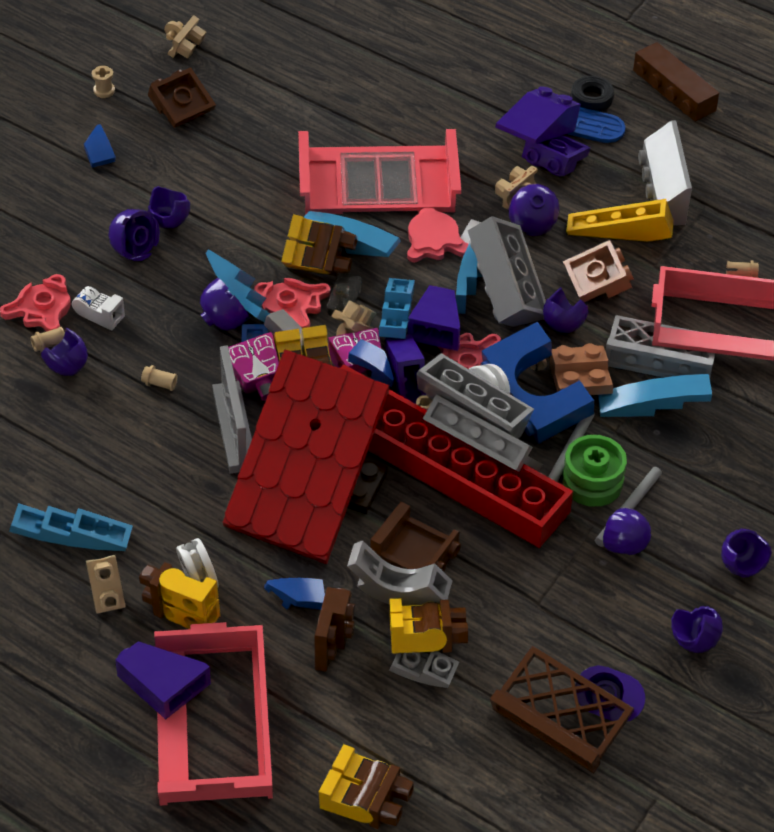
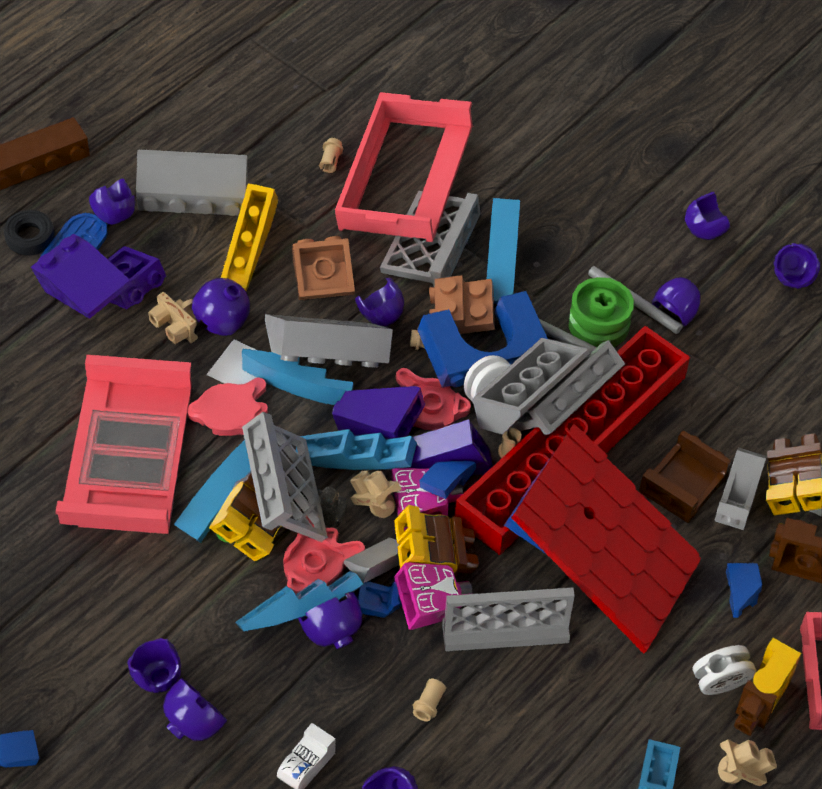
camera: 85 degrees left, 5 degrees up
(345, 234) = (273, 484): none -> light grey fence
(631, 130) = (113, 203): none -> dark purple hair

